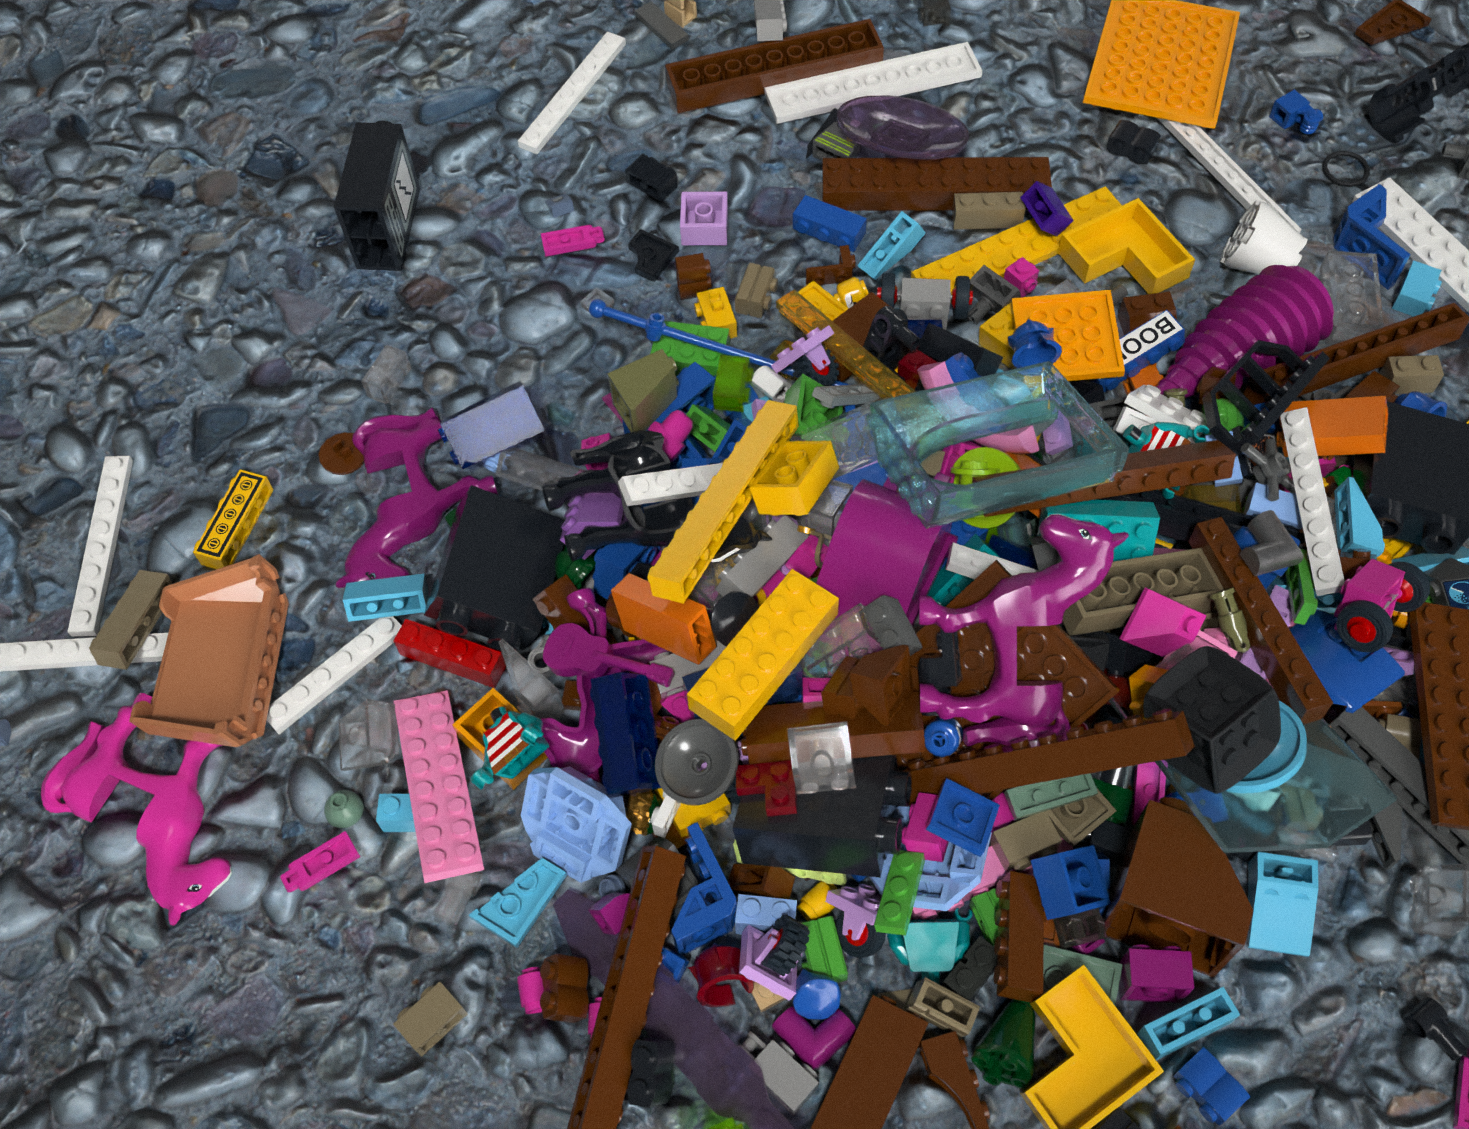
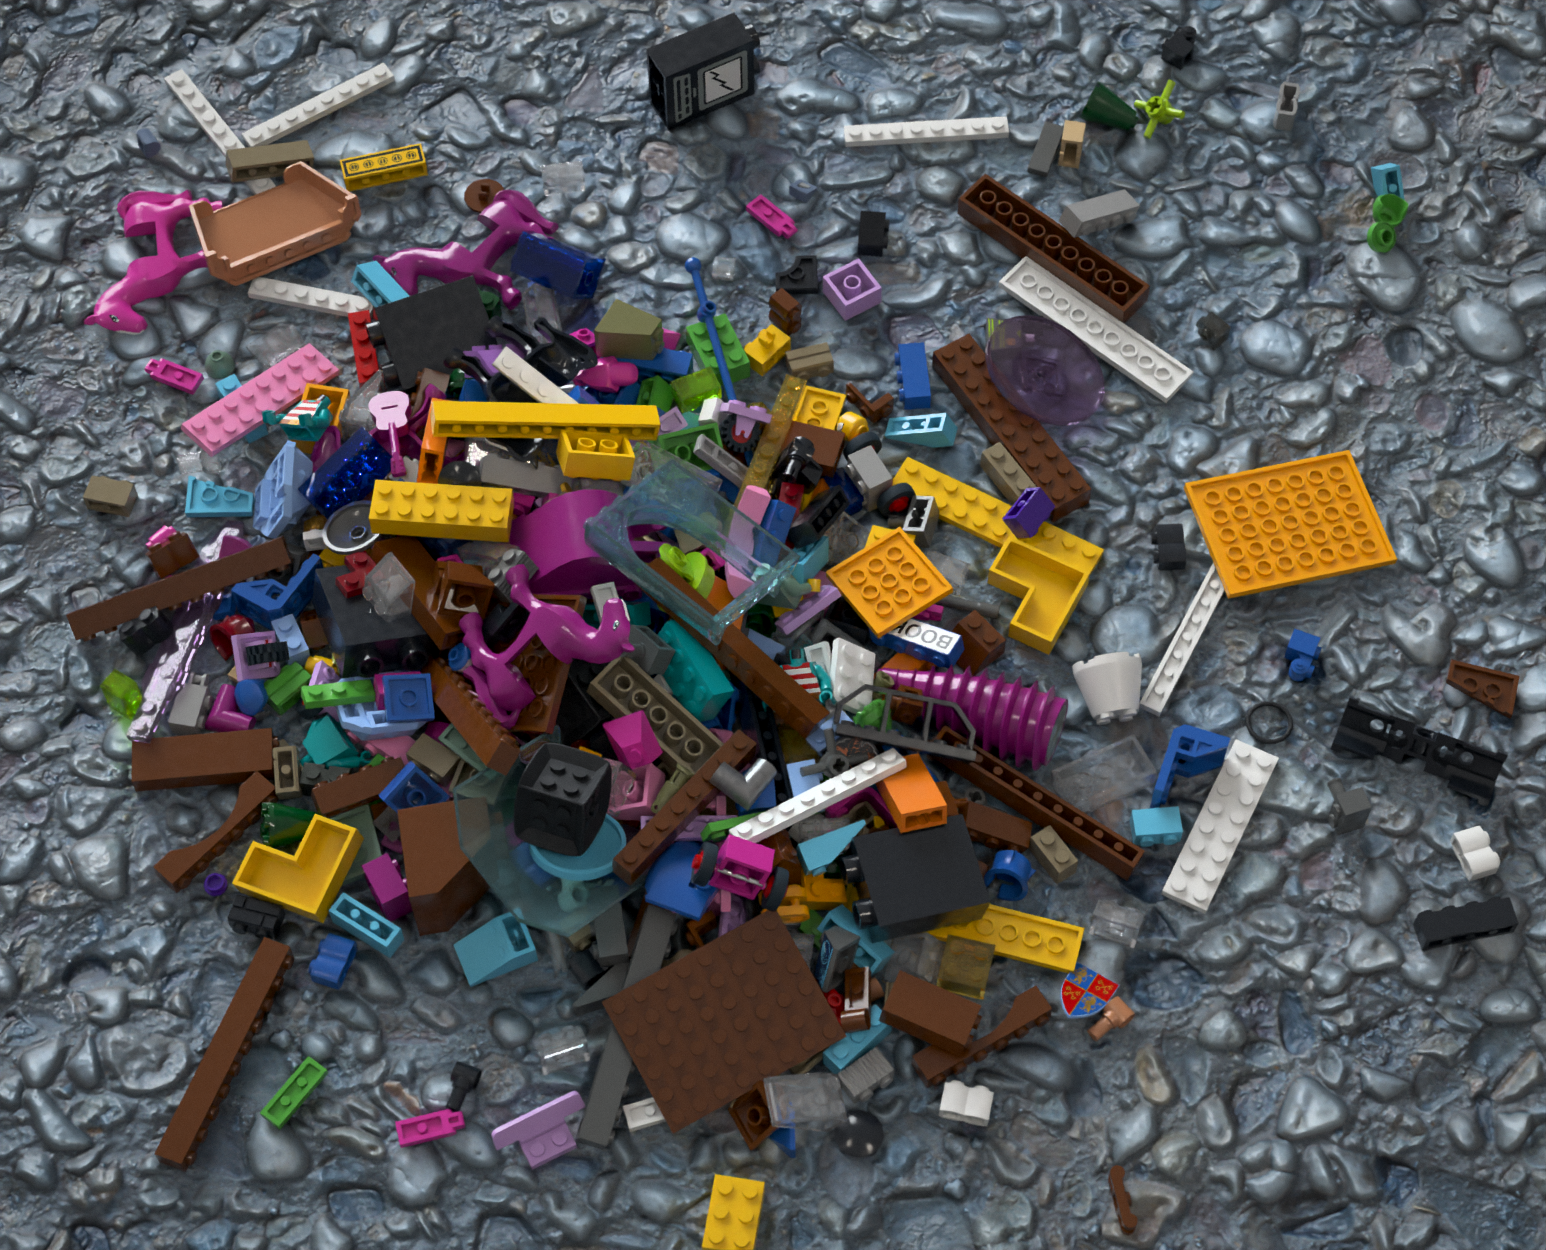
camera: 55 degrees right, 0 degrees up
(1022, 275) = (953, 533): dark pink brick -> none
(1033, 344) = (850, 557): blue helmet -> none

